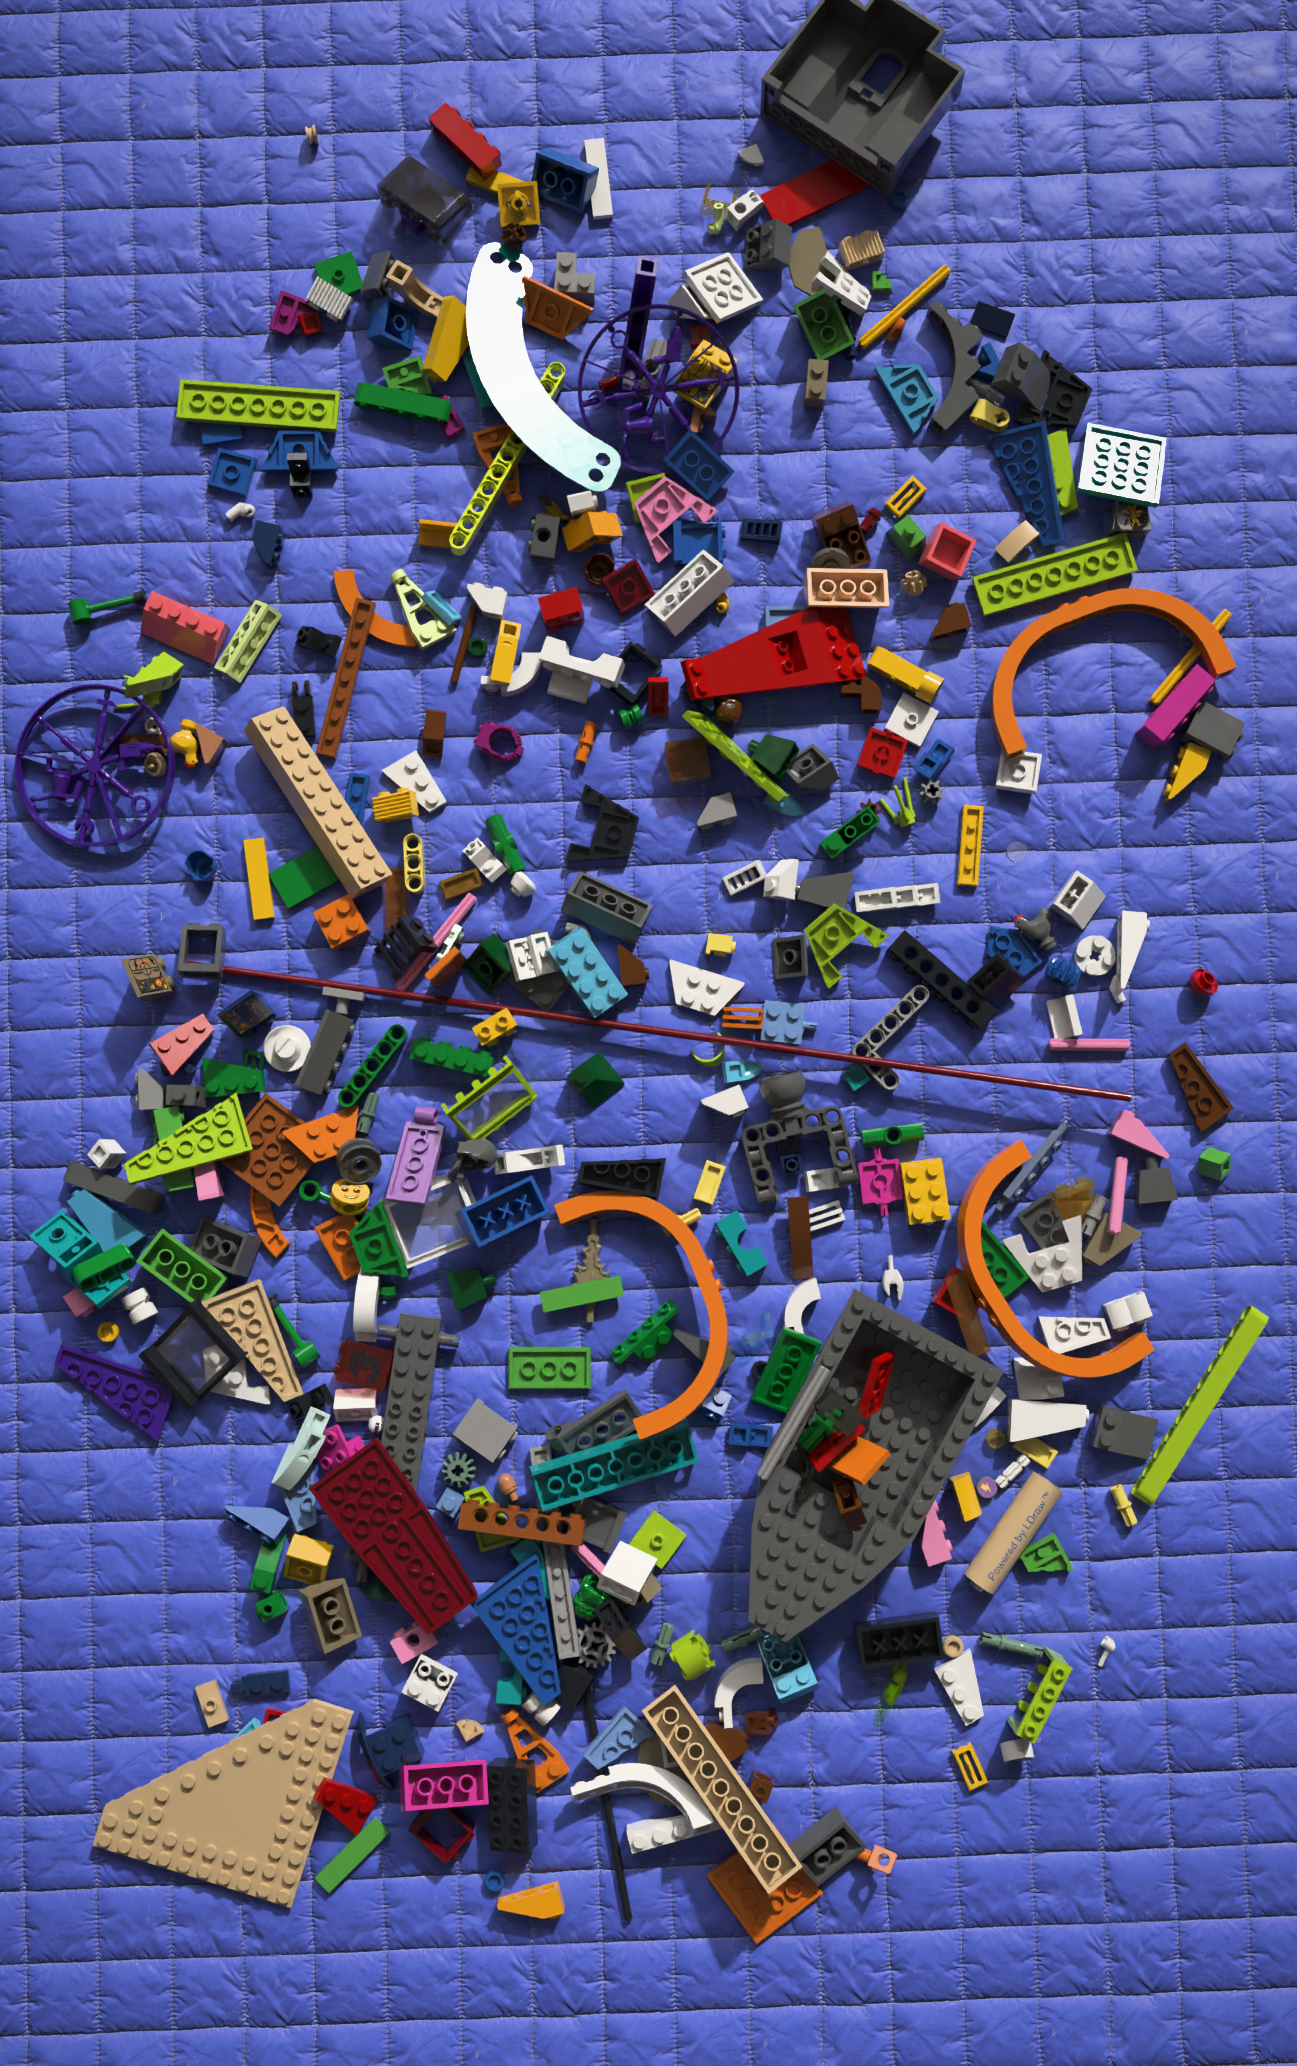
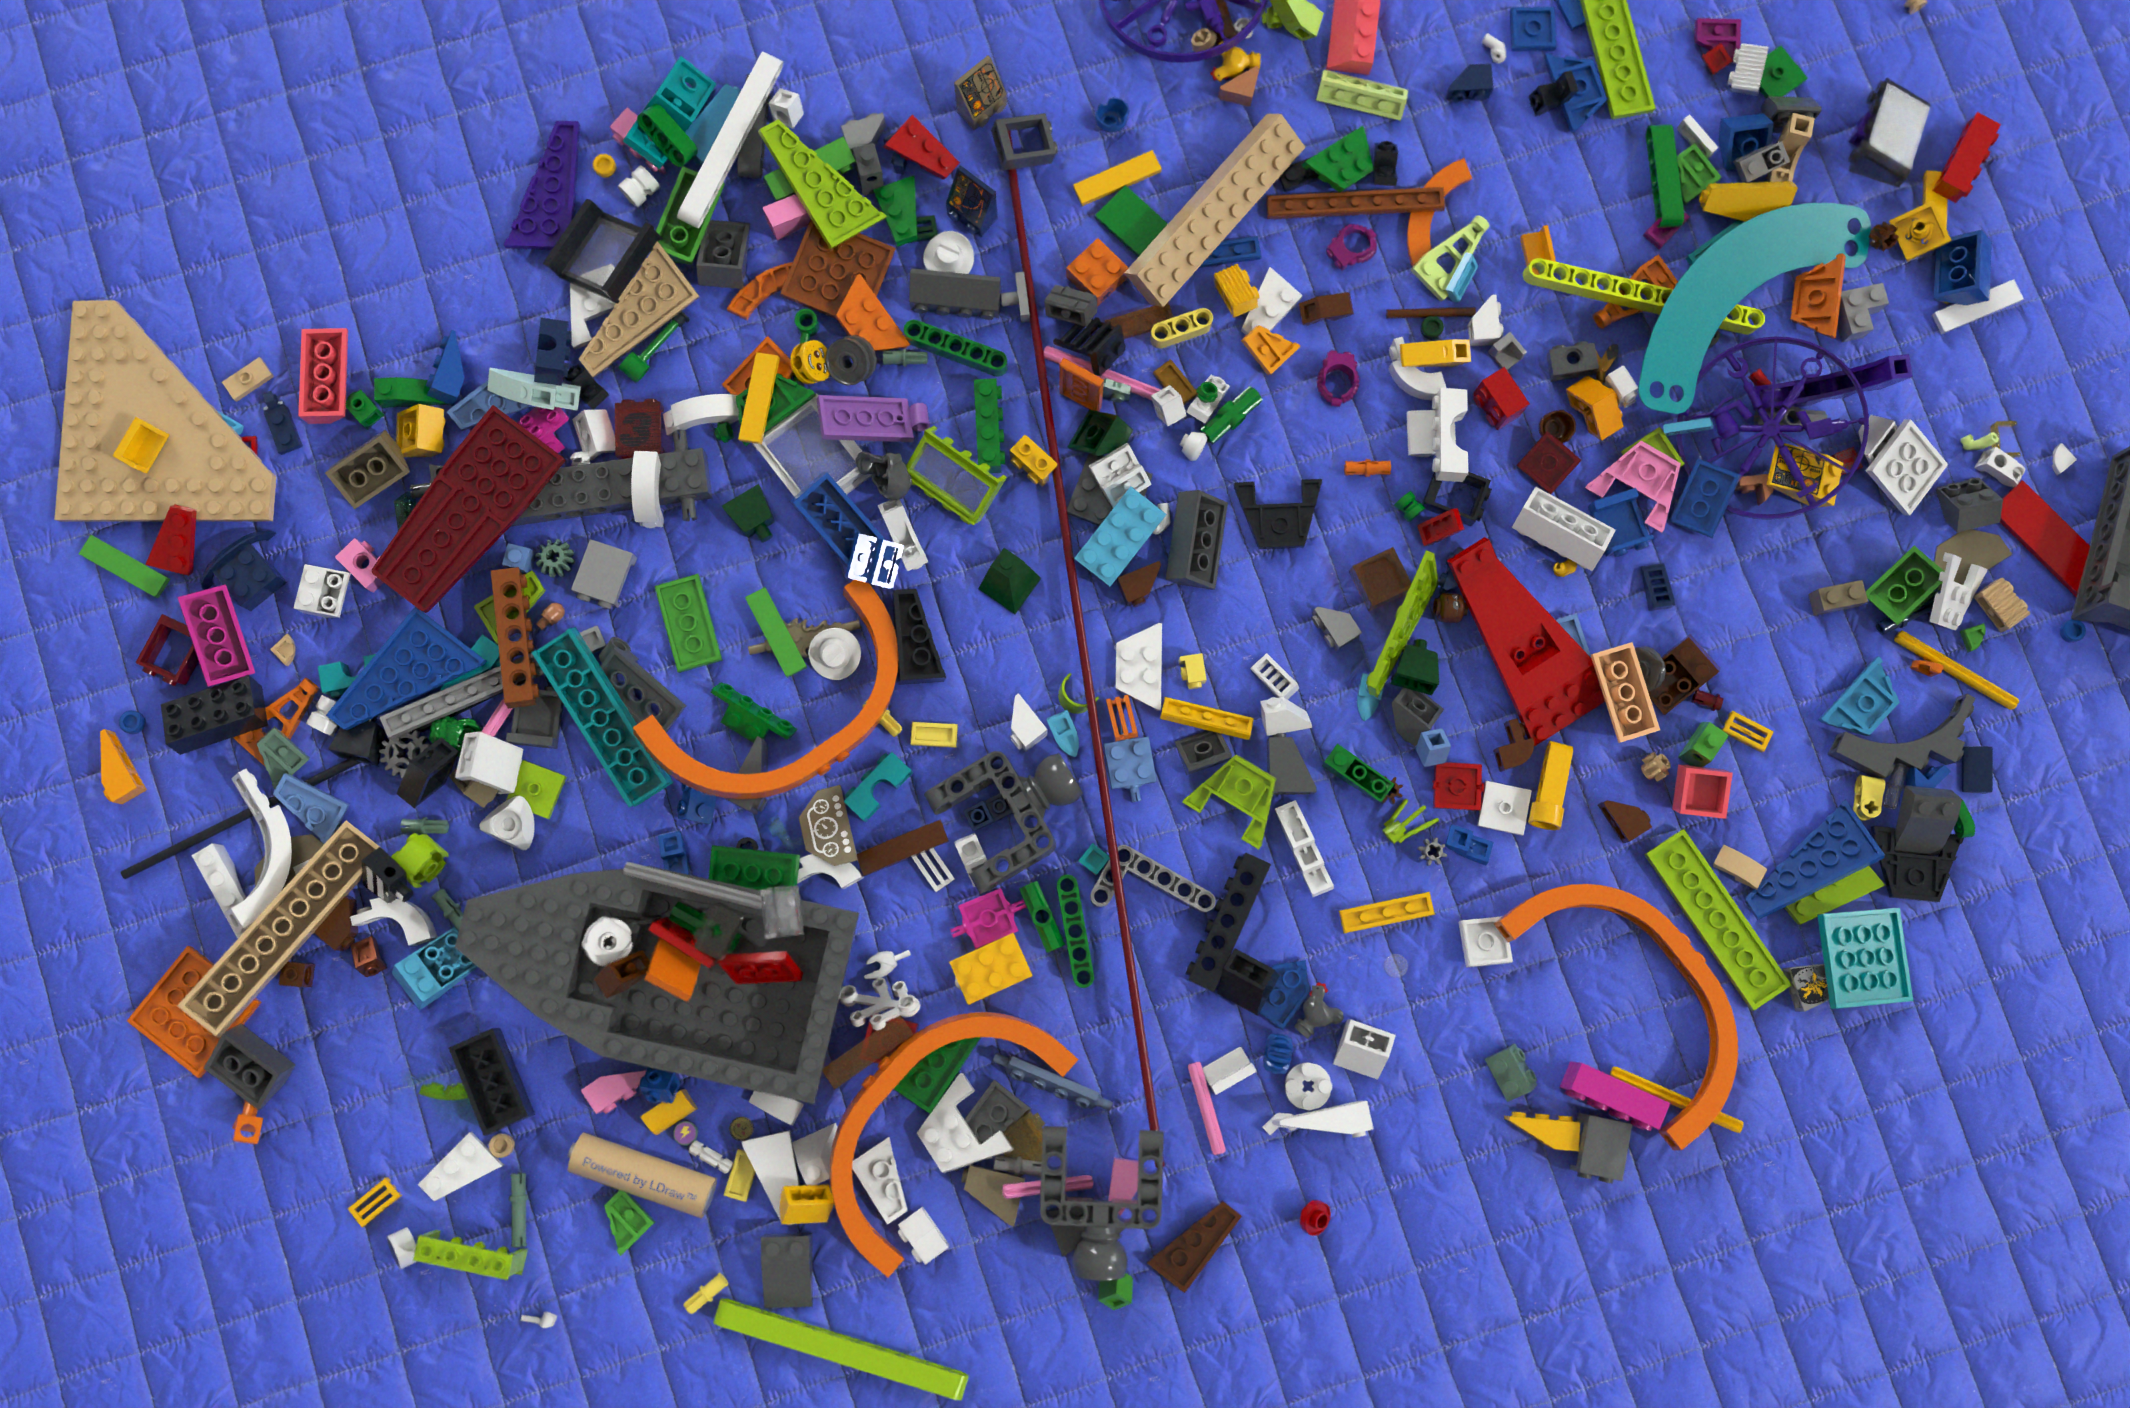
camera: 70 degrees right, 5 degrees down
(124, 1211) = (730, 140): none -> white beam
(231, 1633) = (323, 375): none -> coral slope
(250, 1812) = (141, 445): none -> yellow panel
(286, 1428) = (550, 363): none -> dark blue arch
(306, 676) = (1343, 161): none -> green wing
(366, 953) = (1071, 305): none -> dark grey brick
(371, 1251) = (759, 398): none -> yellow tile
(375, 364) = (1695, 134): none -> white tile
(390, 705) = (1342, 256): none -> magenta piece
(417, 317) = (1761, 161): none -> light grey slope
(423, 1372) = (646, 489): none -> white arch
(455, 793) = (1268, 348): none -> light orange wing
(480, 859) = (1207, 392): none -> green plate
(481, 896) = (1168, 405): none -> white brick
(519, 590) = (1507, 351): none -> light grey panel
(546, 1191) = (874, 561): none -> slope
(565, 1755) = (280, 755): none -> sand green wing
(615, 1247) = (834, 653): none -> white hat
(634, 459) = (1688, 426): none -> medium azure tile
(681, 1567) = (511, 823): none -> white hat
(701, 1688) = (385, 877): none -> black torso
(763, 945) = (1207, 718): none -> yellow tile
(764, 1296) = (827, 827): none -> dark tan sticker
(808, 1514) = (602, 929): none -> white plate
(839, 1353) = (781, 912): none -> clear brick
(846, 763) = (1433, 747): none -> medium blue brick
(922, 1111) = (1075, 919): none -> green beam
(939, 1271) = (905, 1006): none -> white plant
(947, 1499) = (659, 1085): none -> blue brick
(1037, 345) = (1965, 825): none -> green beam
(1077, 1401) = (805, 1204): none -> yellow brick
(1131, 784) = (1512, 1072): none -> sand green bracket
(1185, 1167) = (1100, 1253): none -> dark grey piece

